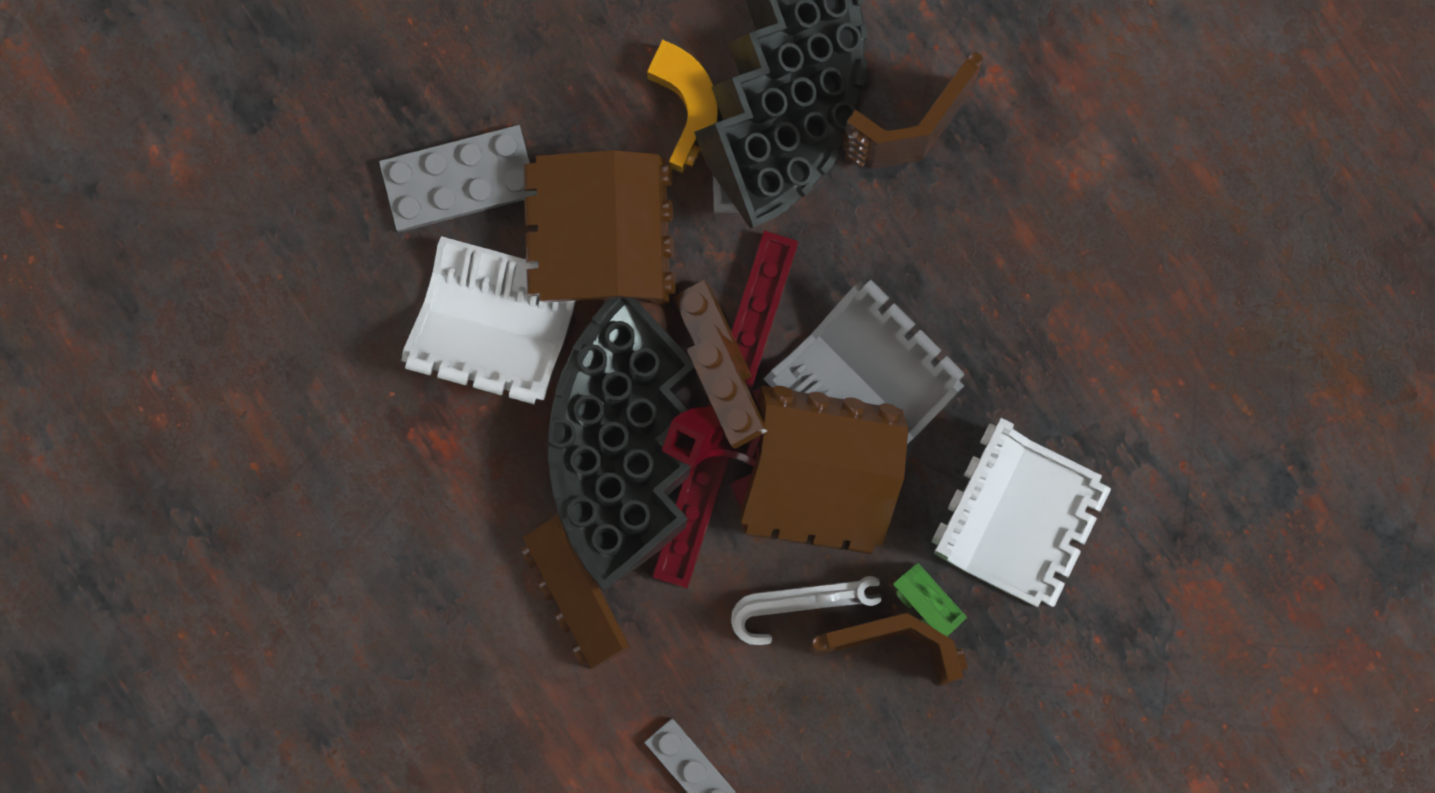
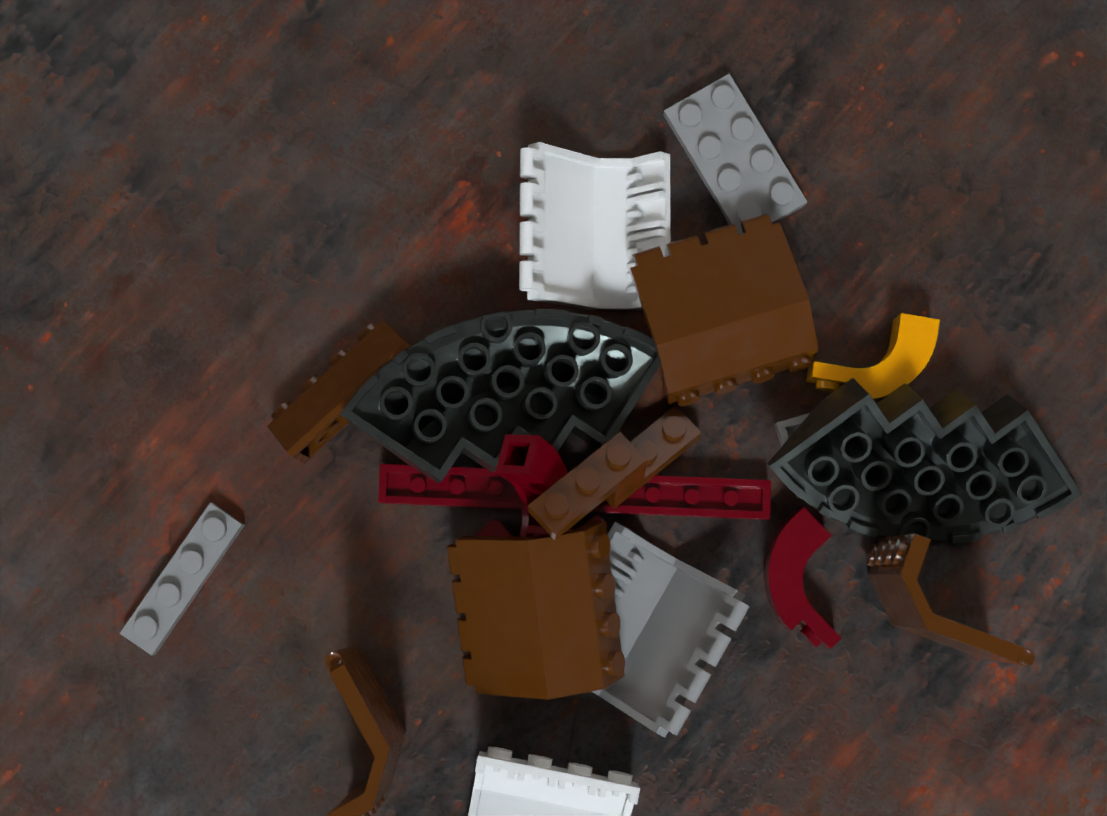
camera: 75 degrees right, 0 degrees up
(798, 600) = (396, 623): white piece -> none
(855, 244) = (783, 577): none -> dark red arch
(920, 591) = (427, 762): bright green plate -> none

